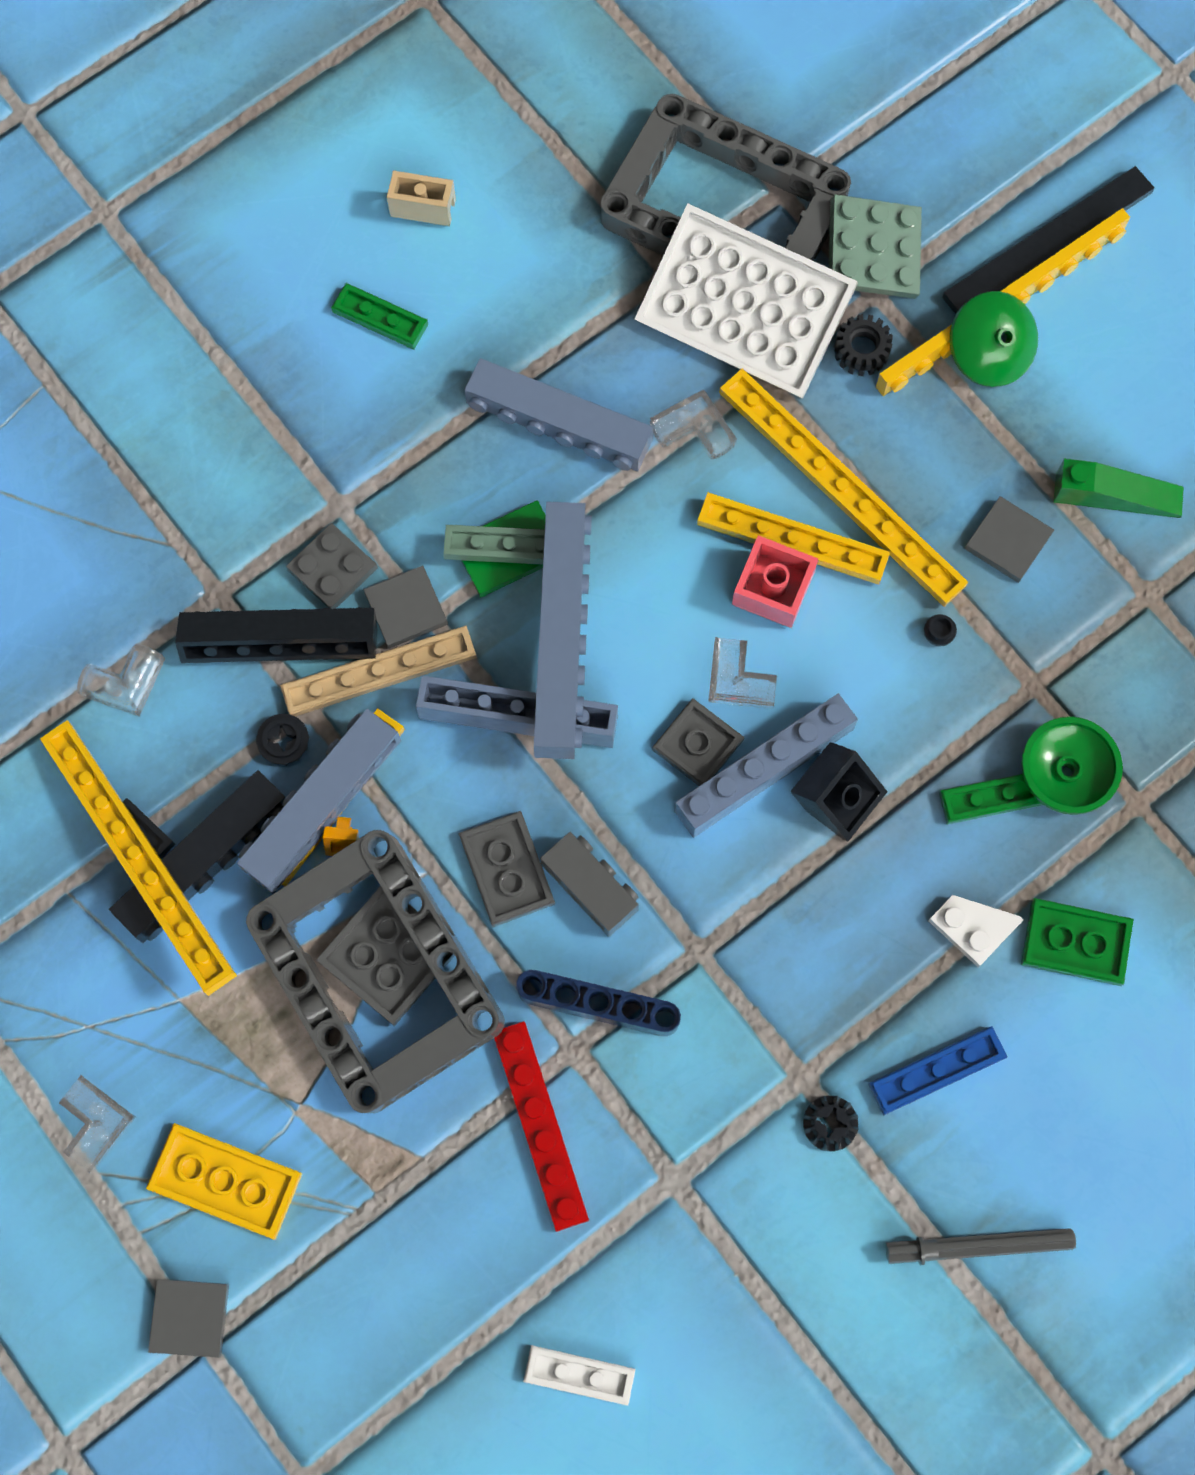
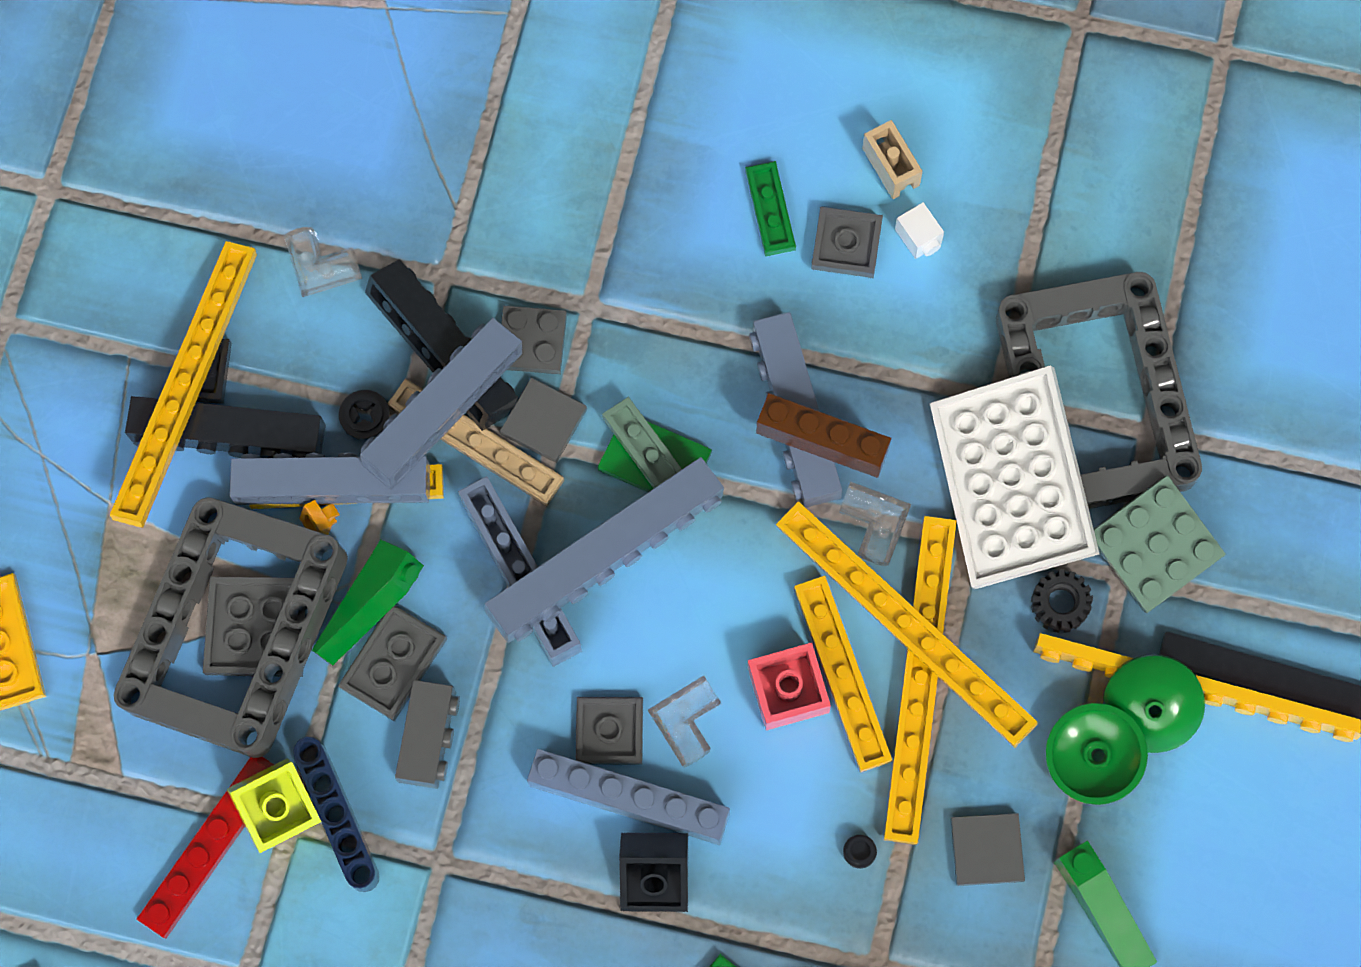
camera: 55 degrees right, 0 degrees up
(335, 662) = (440, 403): none -> sand blue brick
(439, 833) = (373, 594): none -> green slope
(456, 281) = (846, 242): none -> dark grey plate
(494, 224) = (920, 231): none -> white brick
(555, 1044) = (274, 805): none -> neon yellow brick
(603, 403) = (823, 435): none -> reddish brown brick
(795, 460) = (907, 625): none -> yellow plate
(1015, 388) = (1071, 750): none -> green dish

